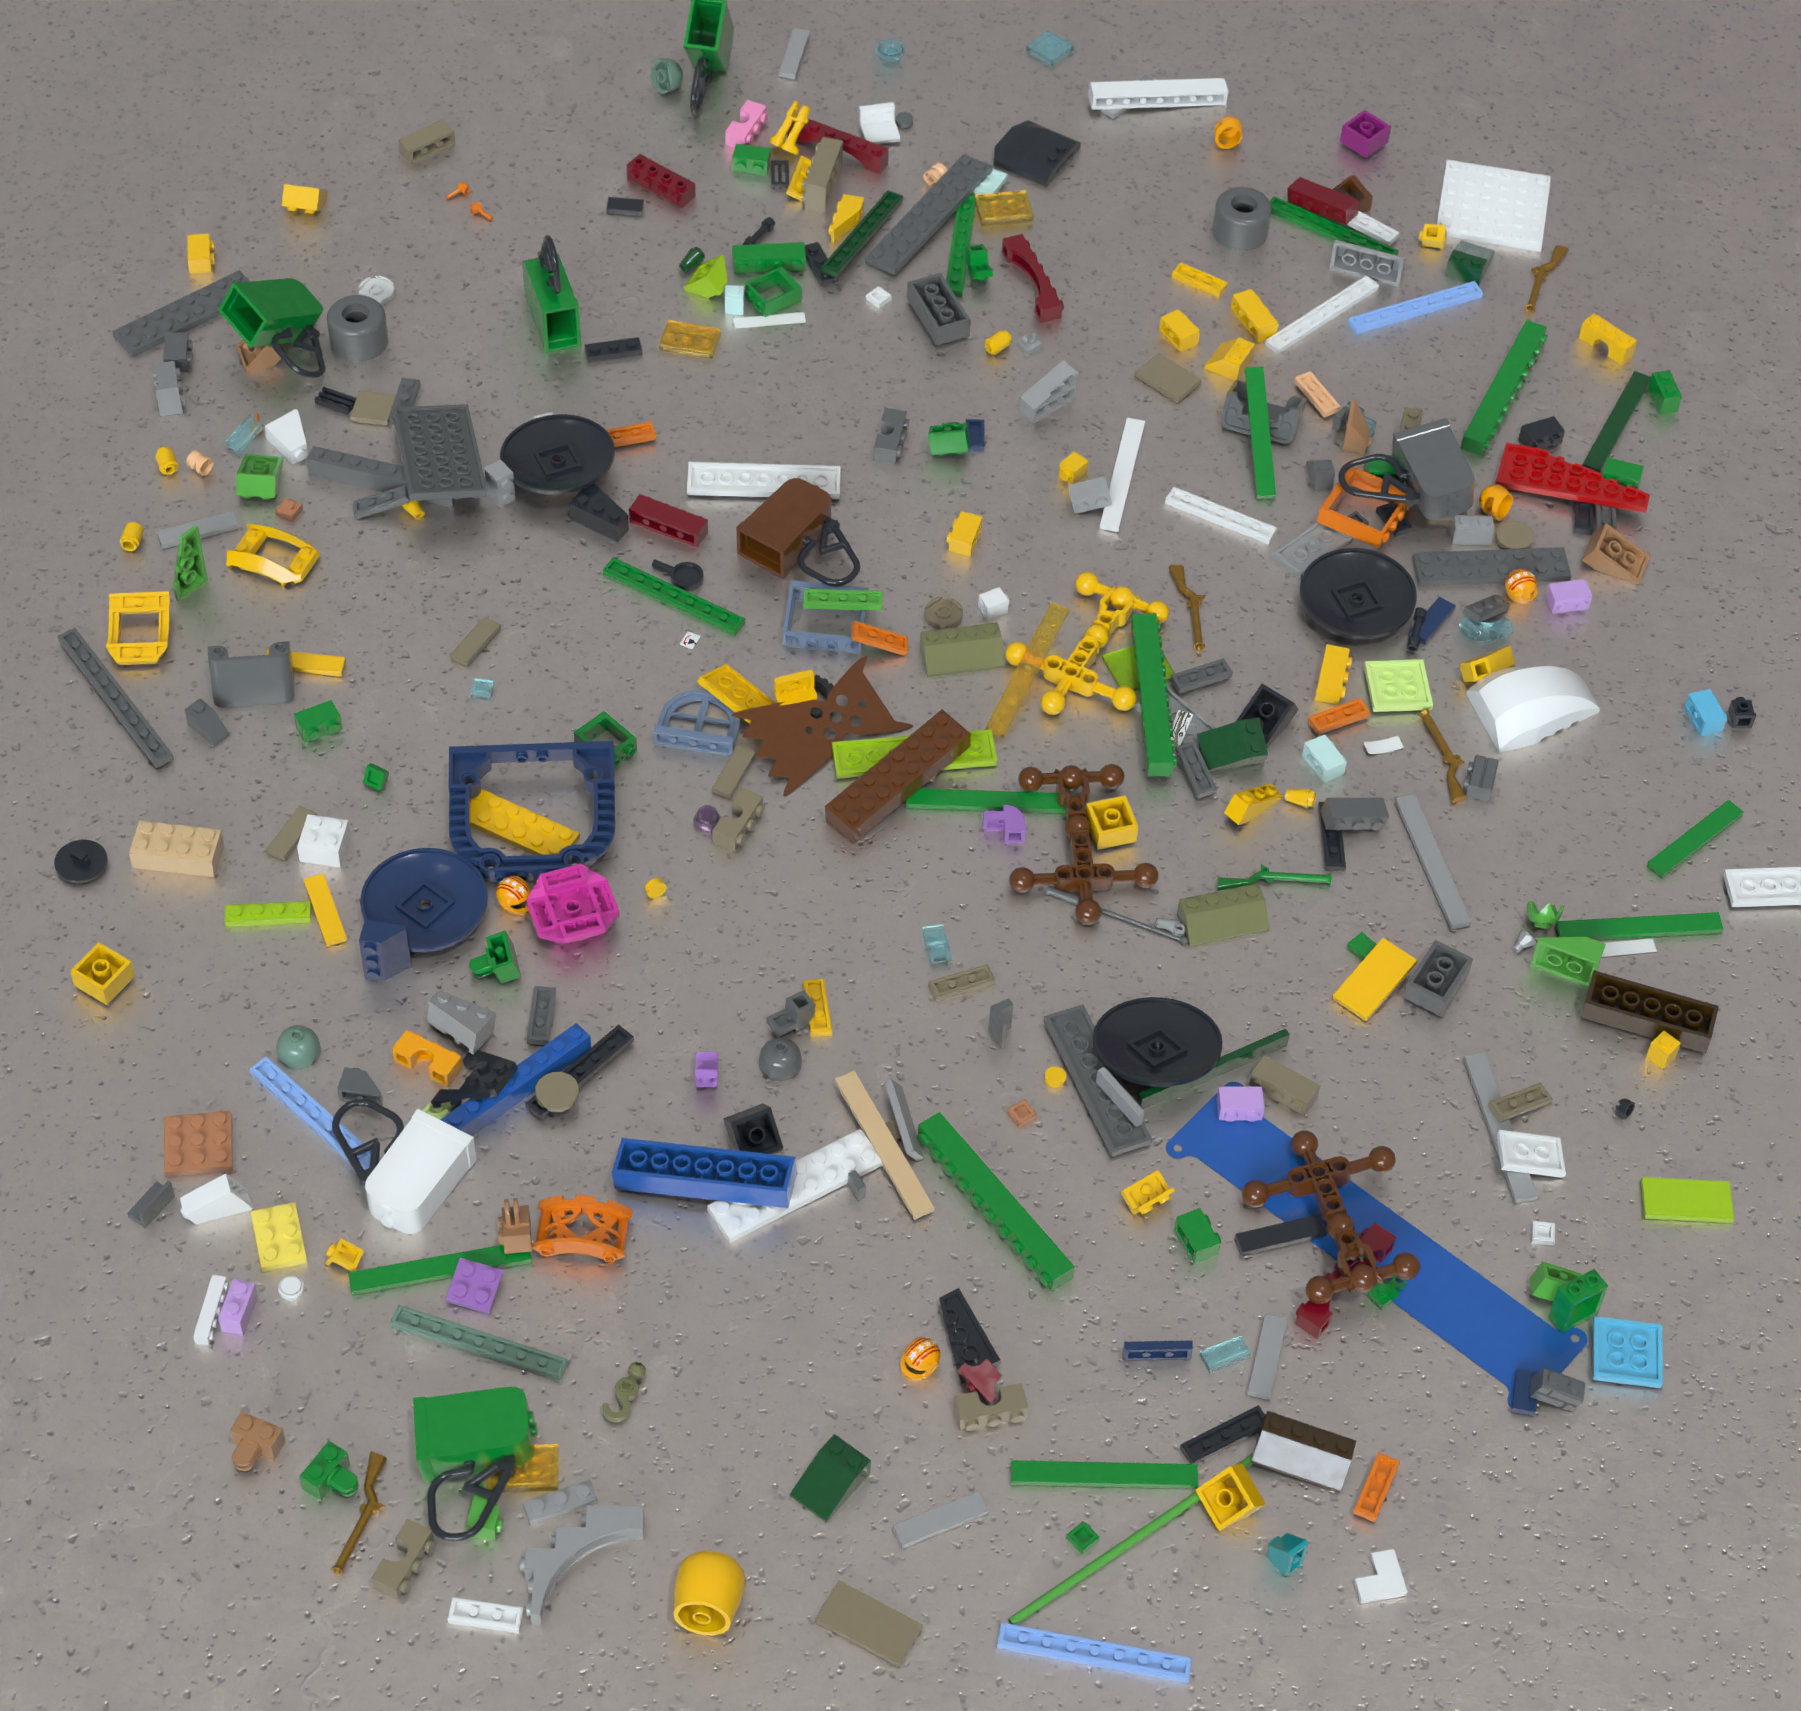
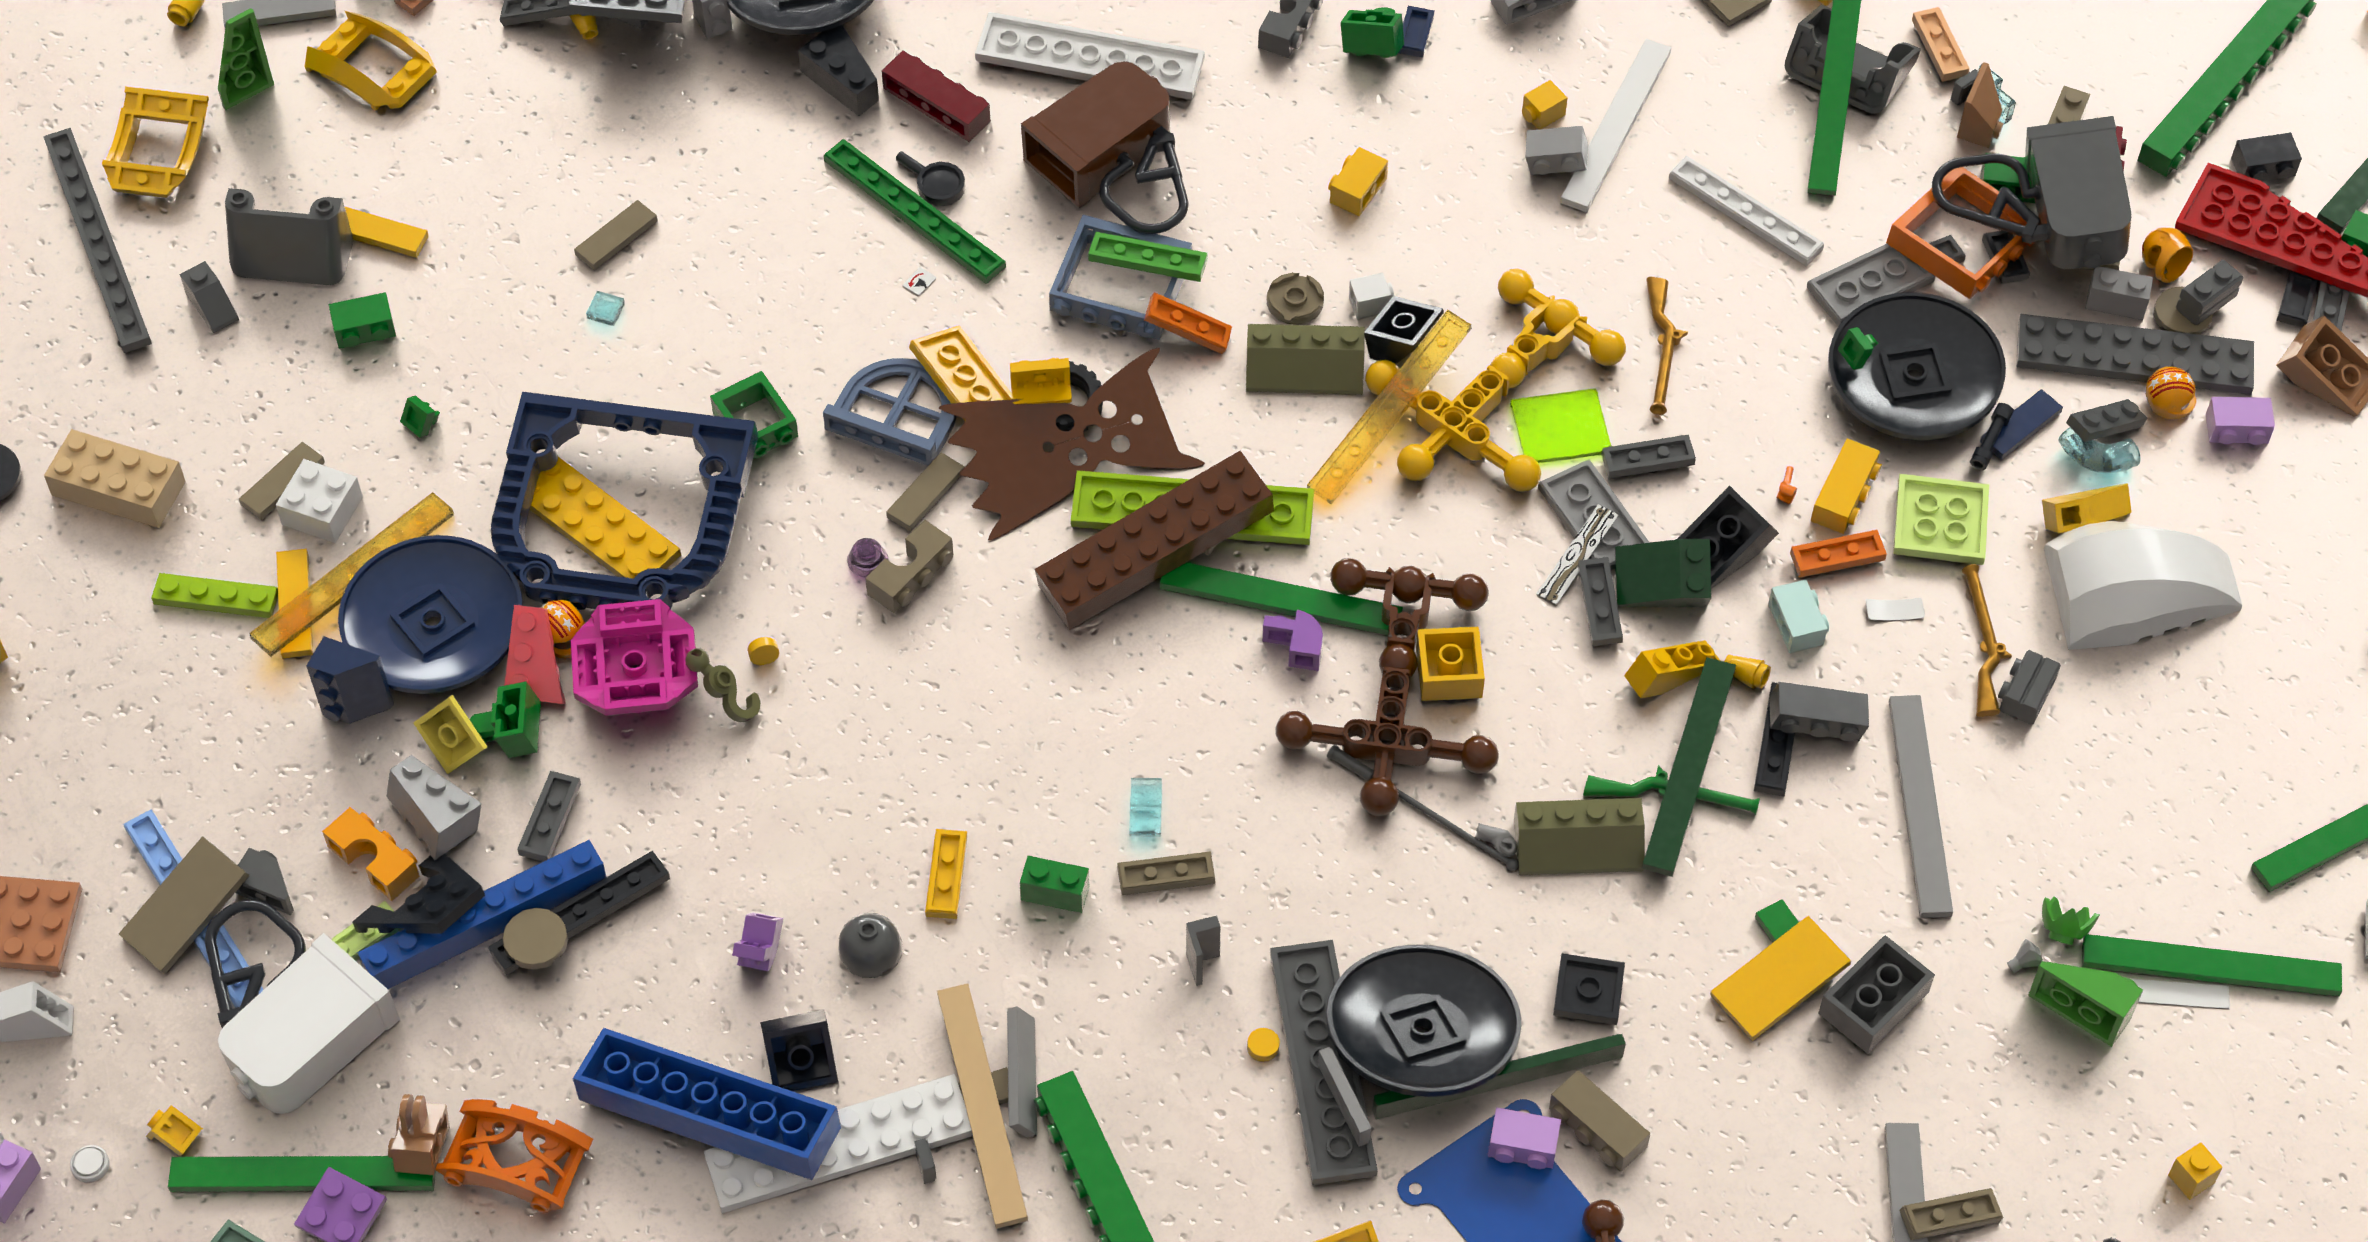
camera: 15 degrees right, 5 degrees up
(278, 1237) = (93, 1084): light yellow plate -> none
(298, 1047) = (199, 804): sand green cylinder -> none
(309, 1111) = (183, 905): none -> dark tan tile
(350, 893) = (329, 590): none -> clear yellow tile
(462, 972) = (450, 734): none -> light yellow slope
(502, 913) = (532, 654): none -> coral wing
(635, 912) = (721, 683): none -> olive piece
(796, 1015) = (905, 884): dark grey brick -> none
(892, 1000) = (1054, 884): none -> green brick
(1021, 620) = (1400, 328): none -> black slope
(1022, 1113) = (1198, 1092): nougat tile -> none
(1152, 695) = (1564, 475): green brick -> none
(1255, 1007) = (1589, 989): none -> black plate
(1281, 861) = (1689, 767): none -> dark green tile
(1295, 684) = (1786, 491): none -> orange hand
(1318, 587) = (1857, 347): none -> green tile
(1321, 474) = (1913, 169): dark grey slope -> none
(1529, 520) = (2209, 292): none -> dark grey brick
(1649, 1011) = (2189, 1105): dark brown brick -> none

